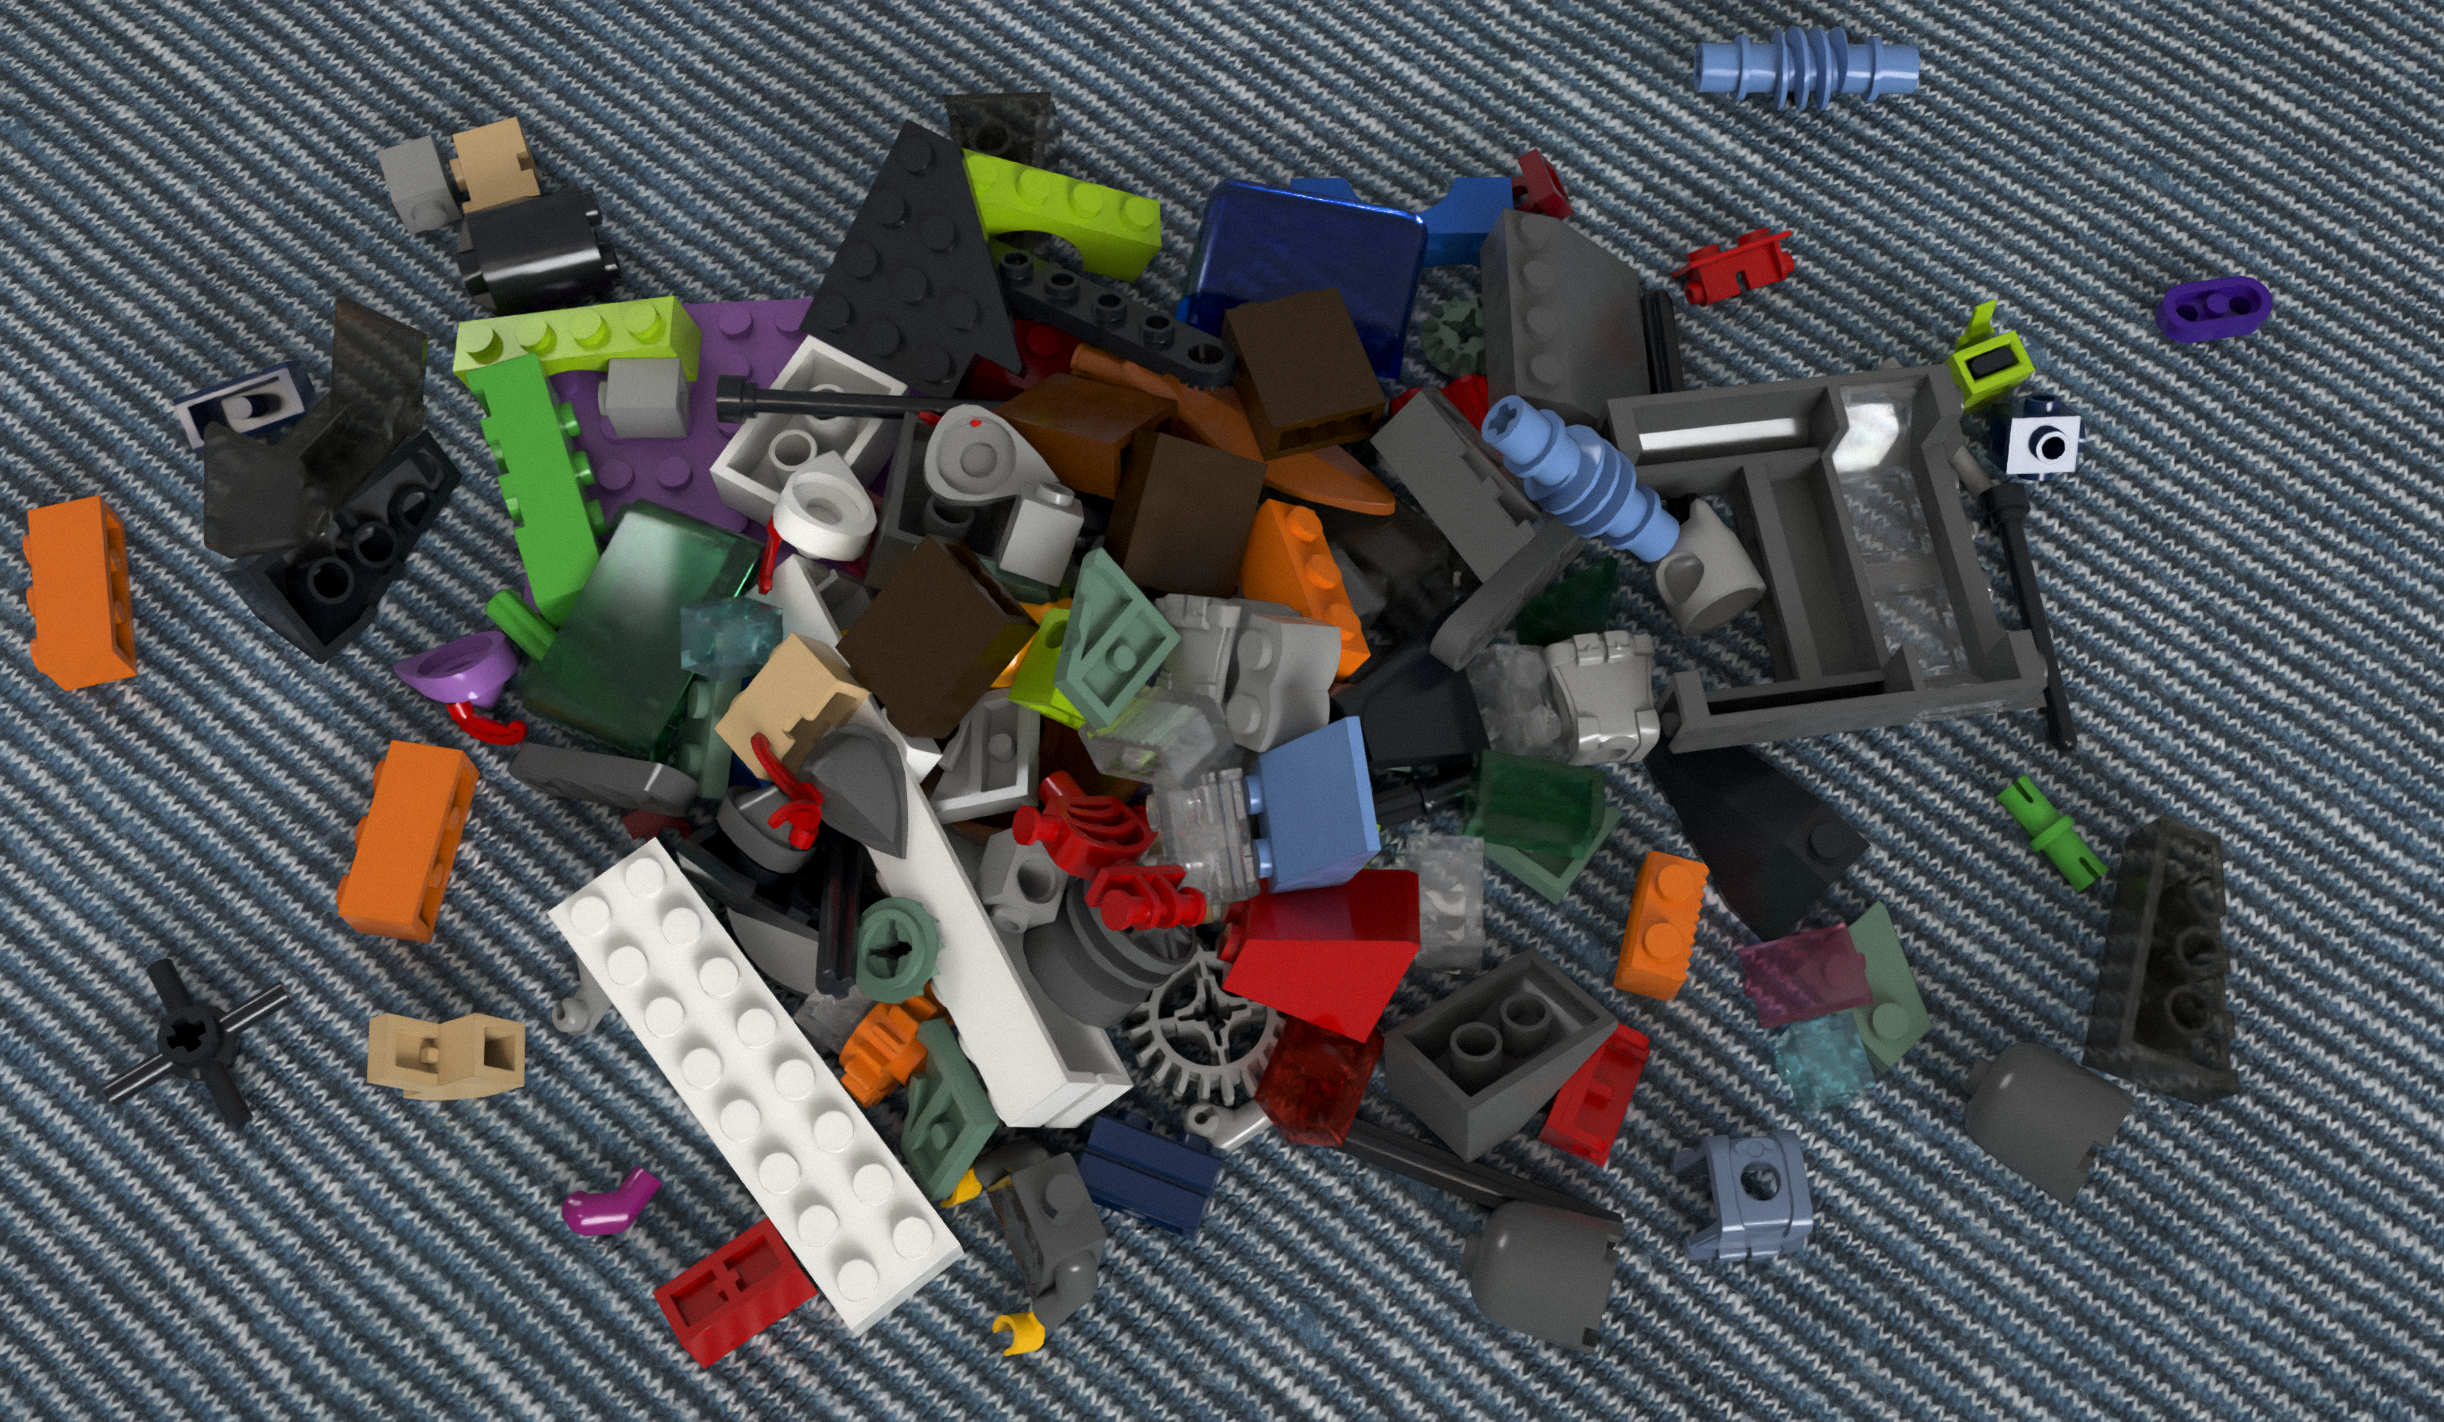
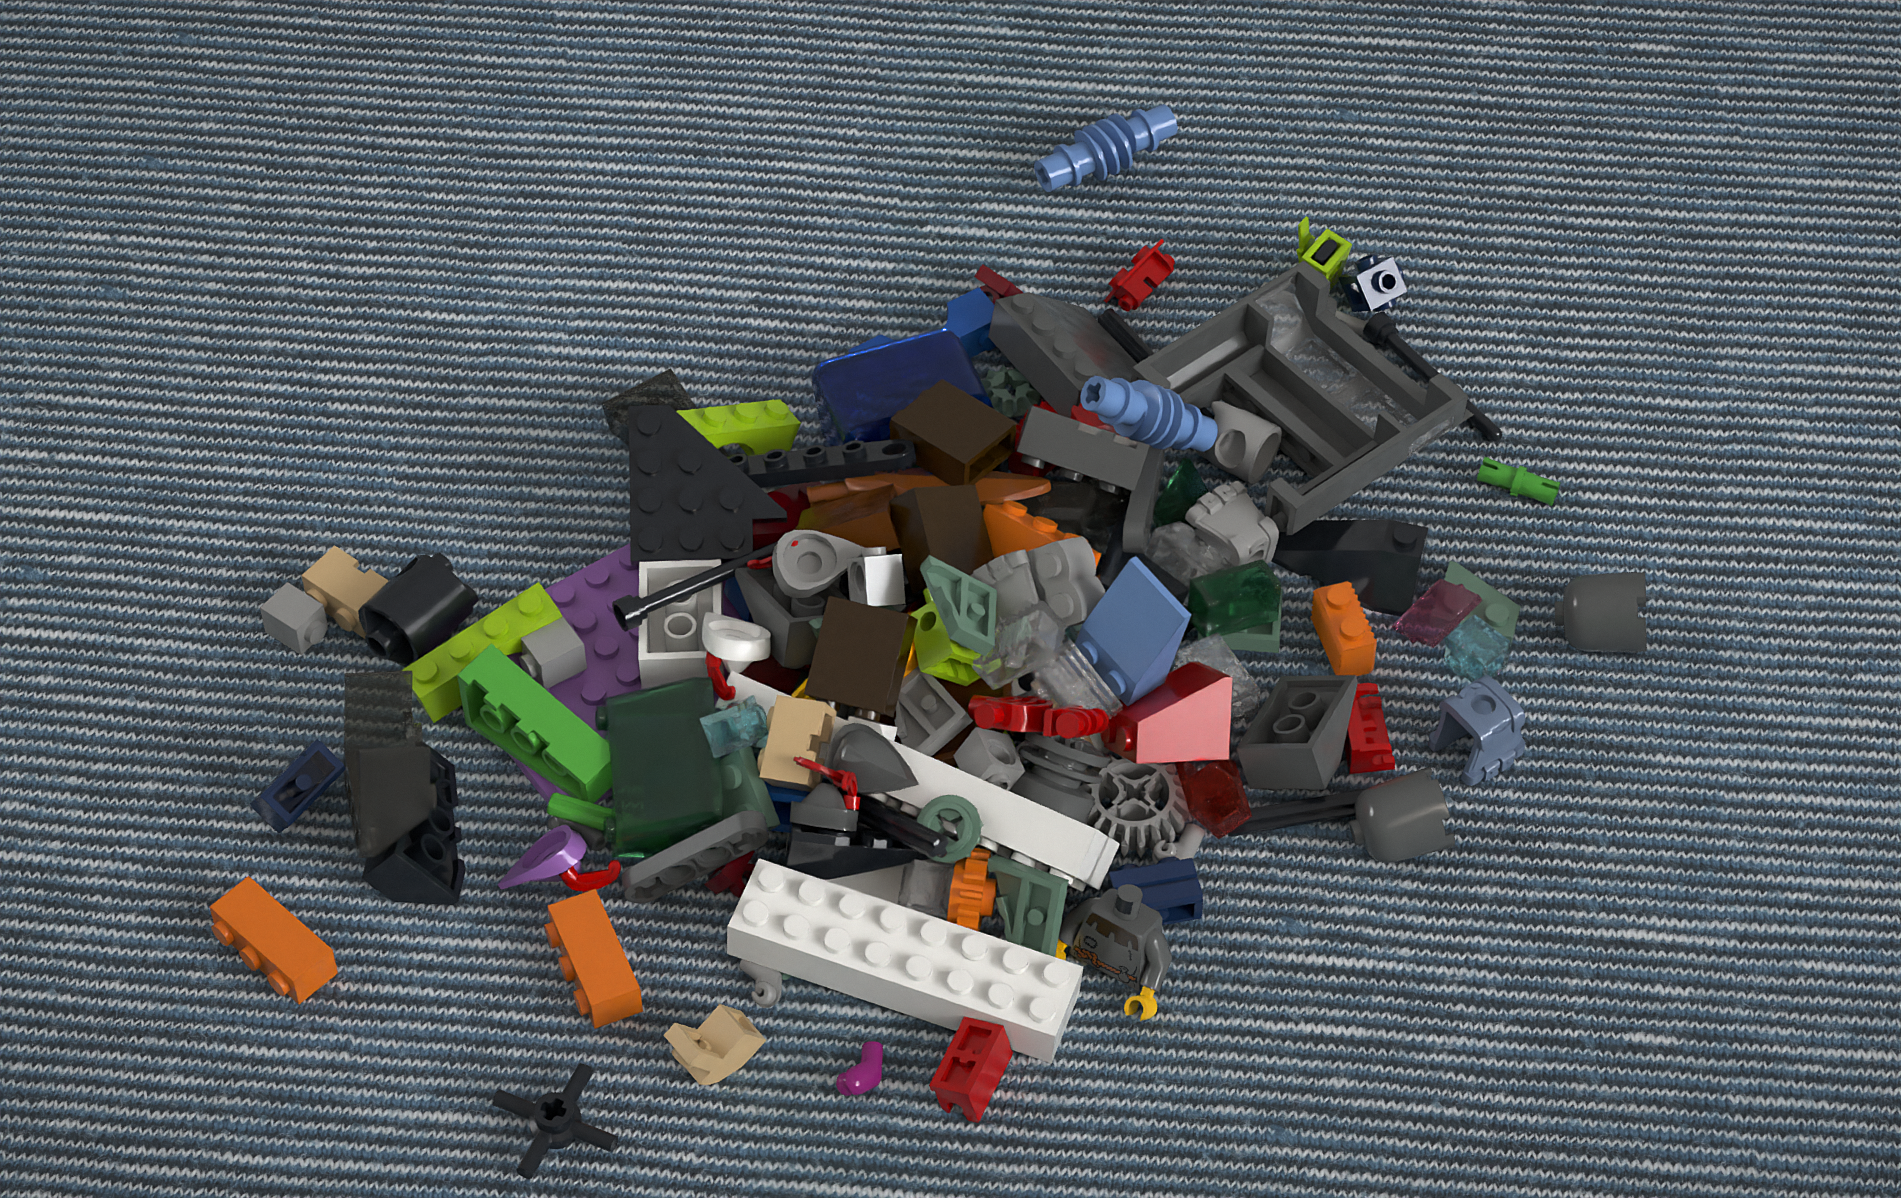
camera: 30 degrees left, 15 degrees down
(2164, 968) = (1620, 510): clear smoke wedge -> none
(2208, 309) = (1419, 172): dark purple plate -> none

